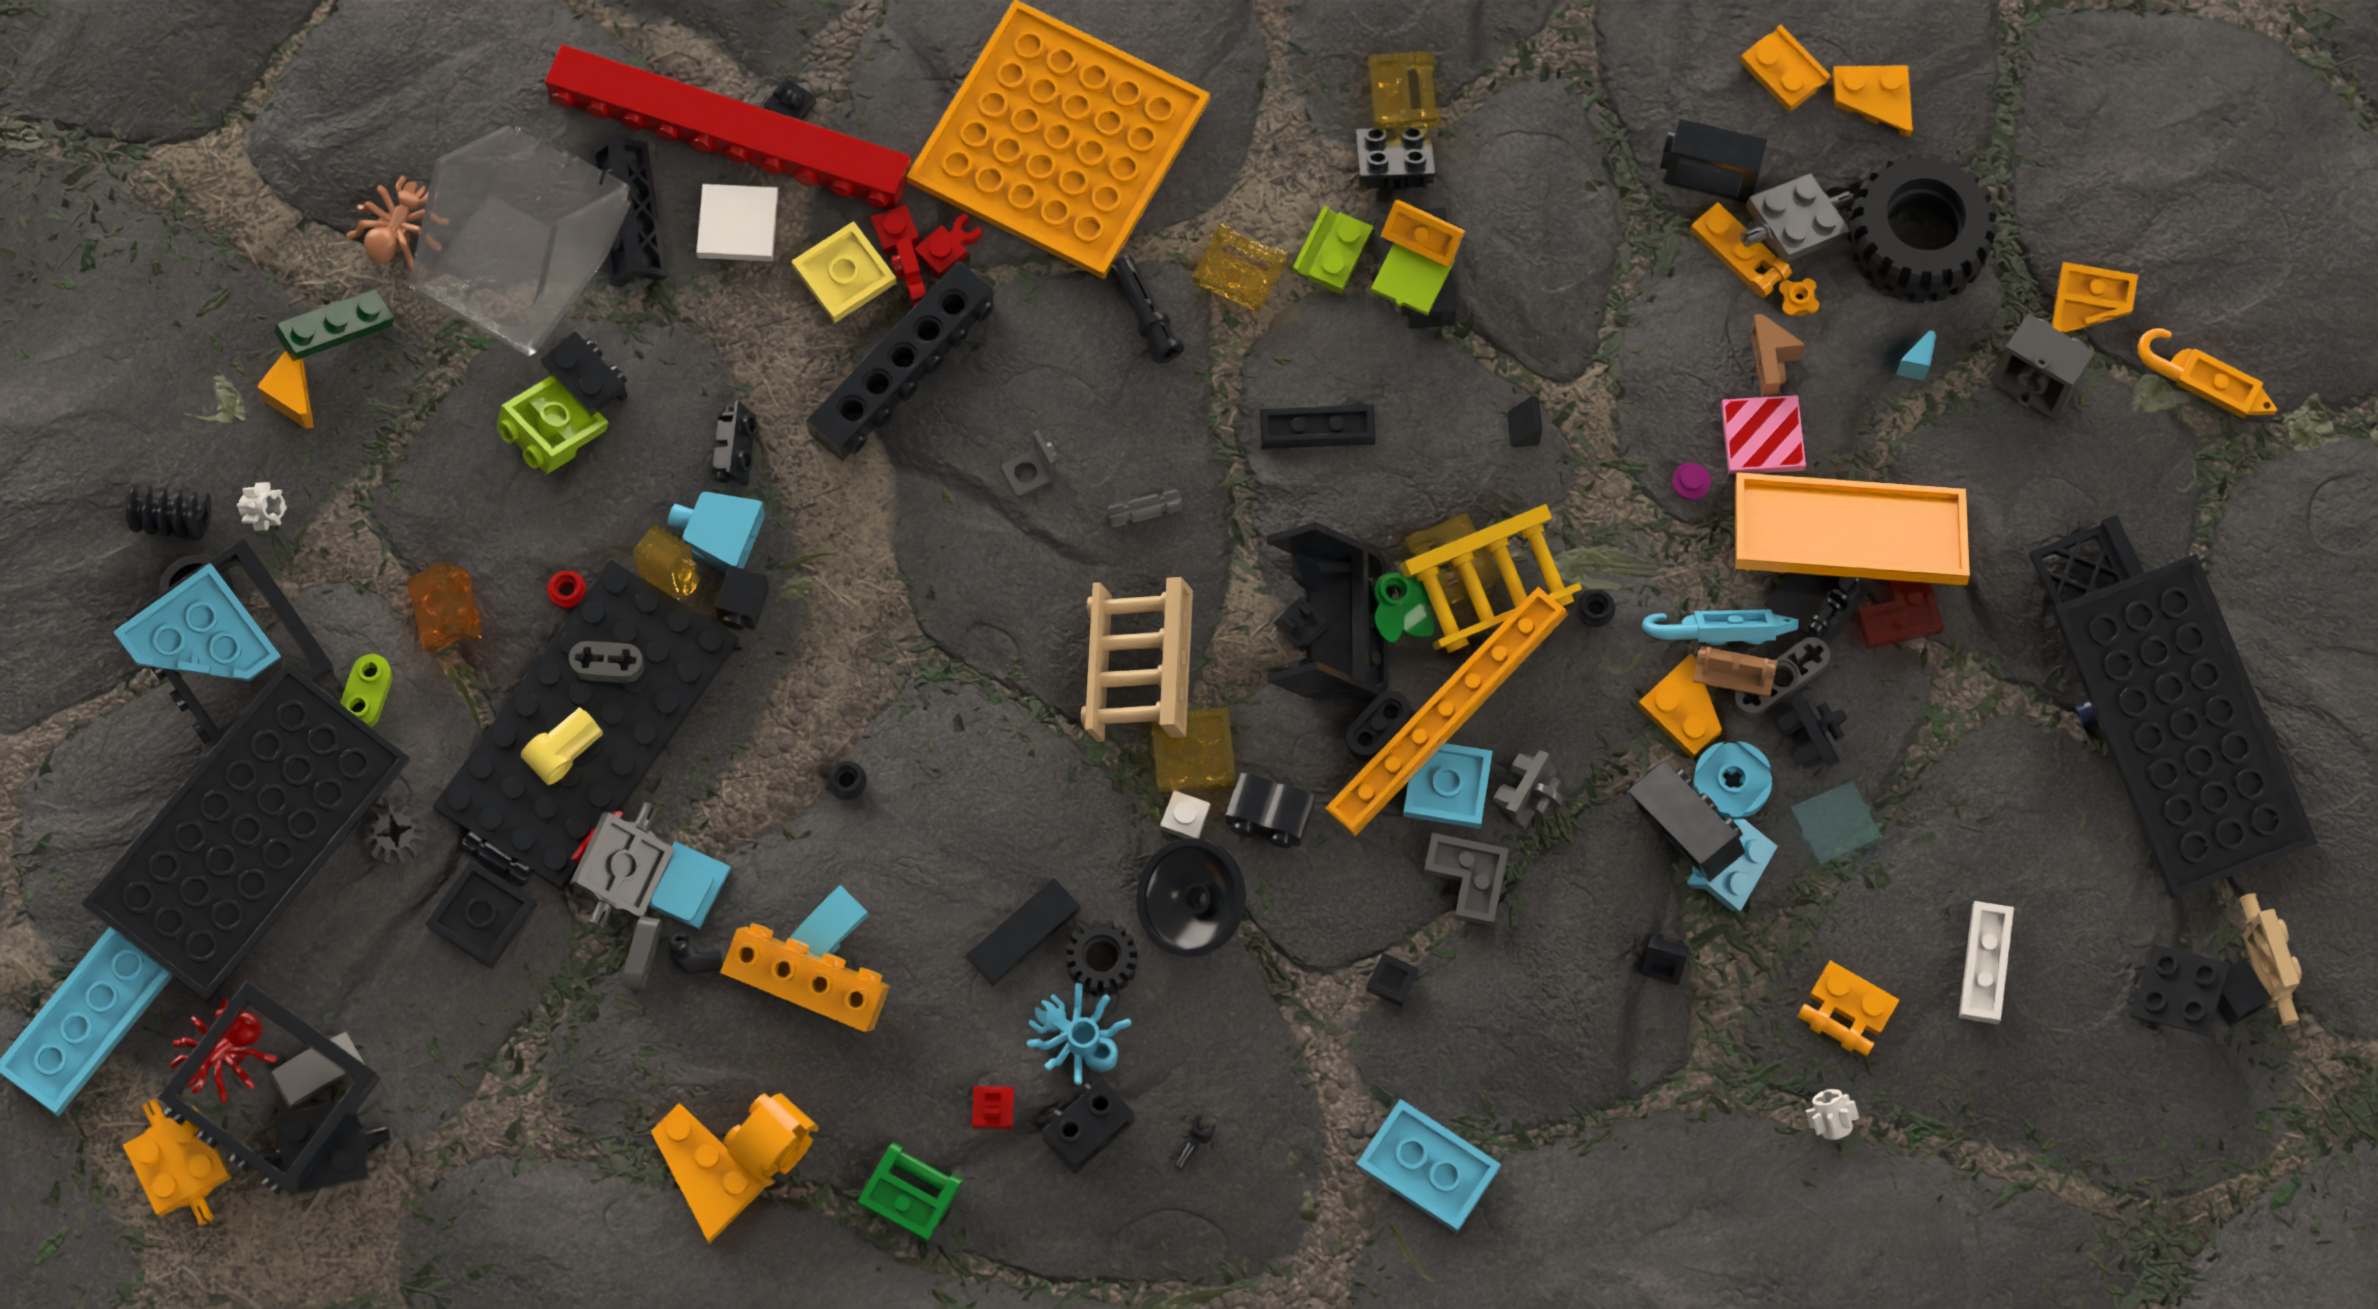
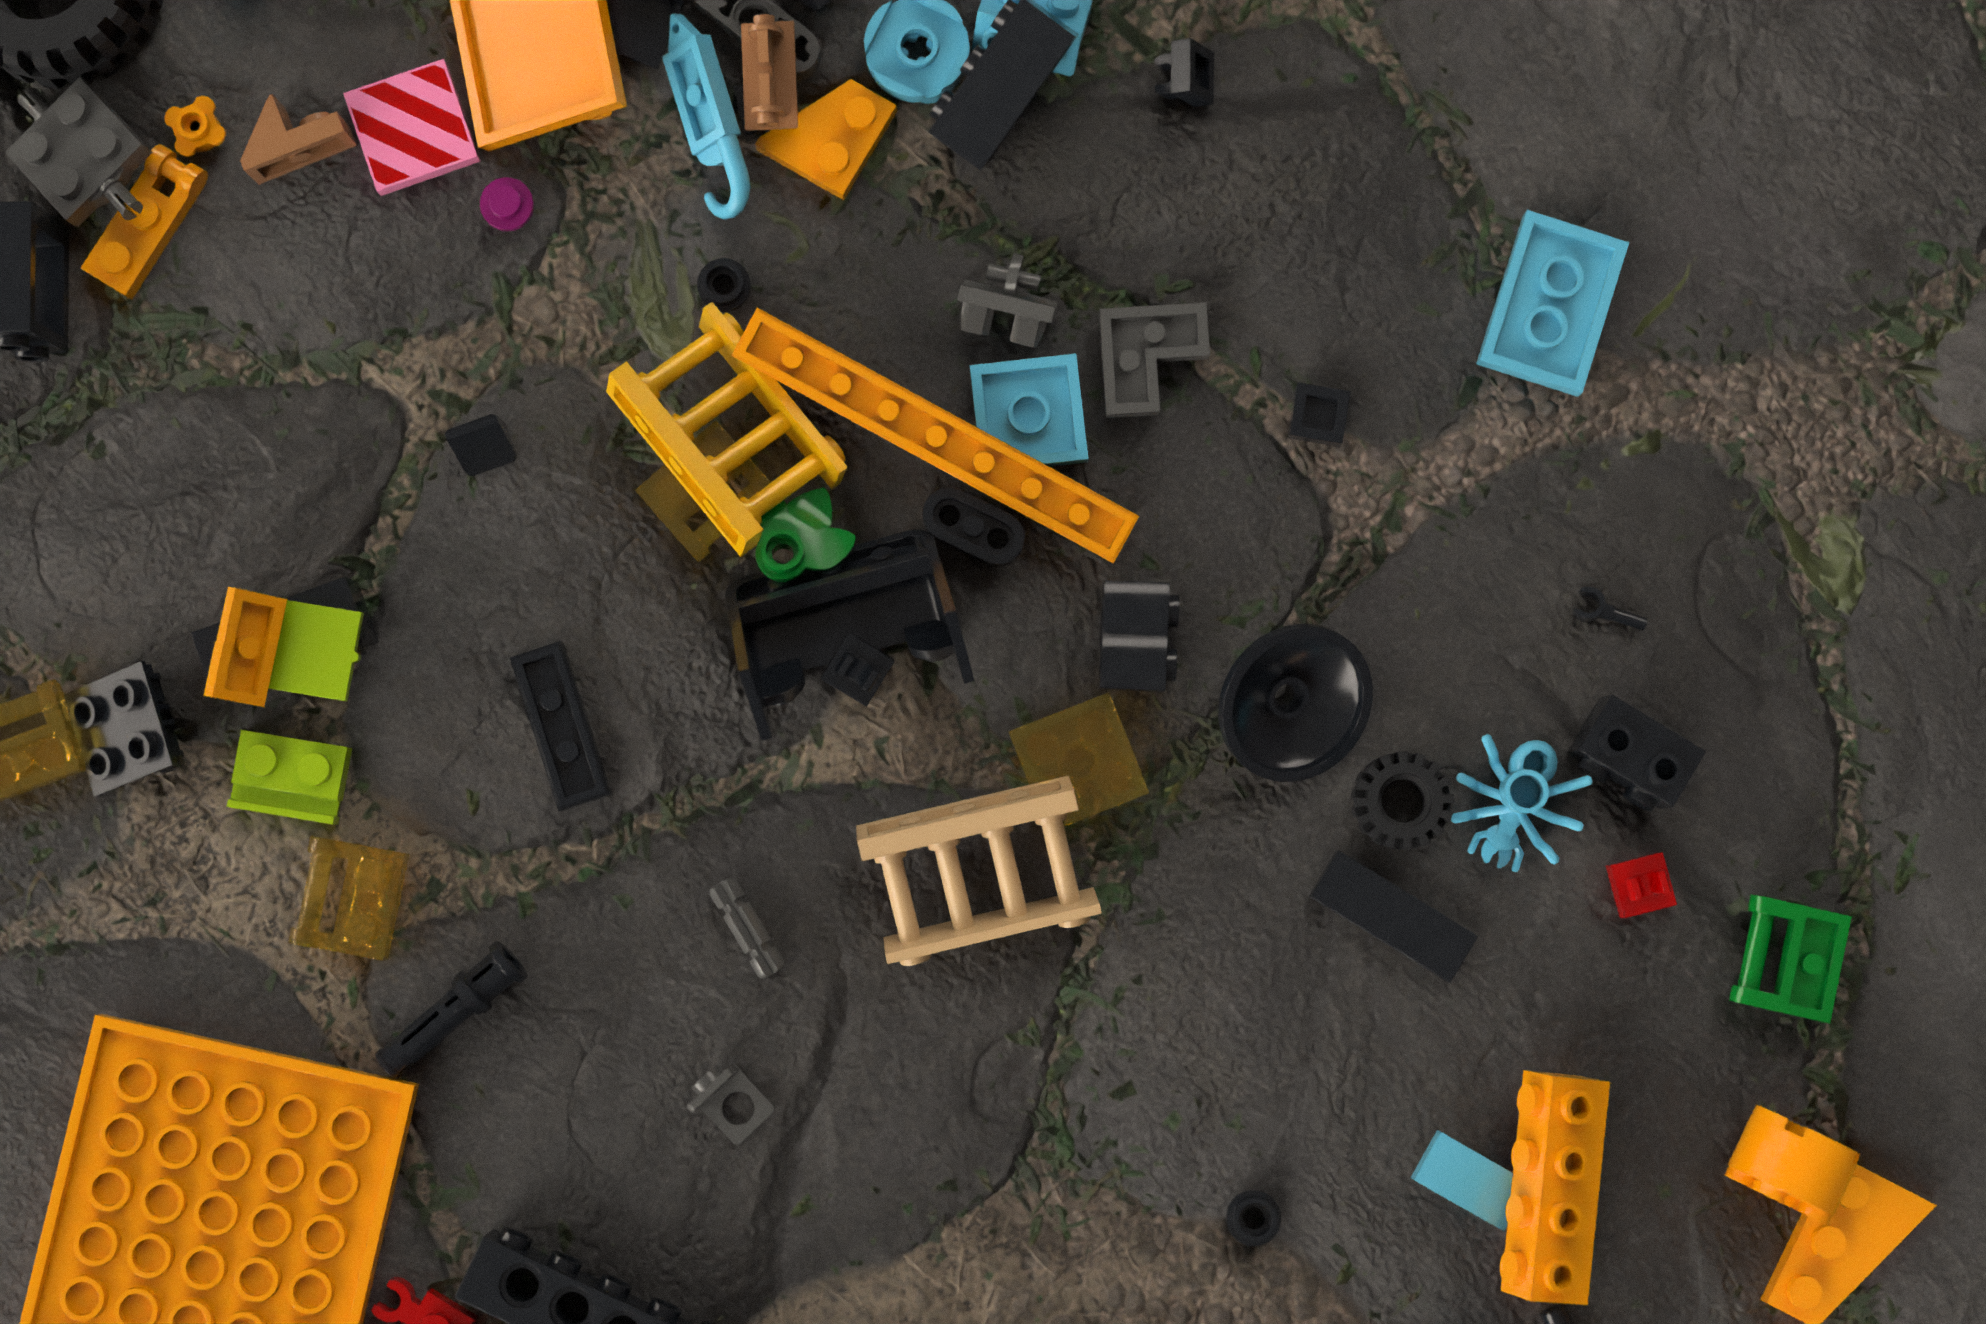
camera: 105 degrees left, 15 degrees up
(1185, 816) = (1170, 747): white plate -> none

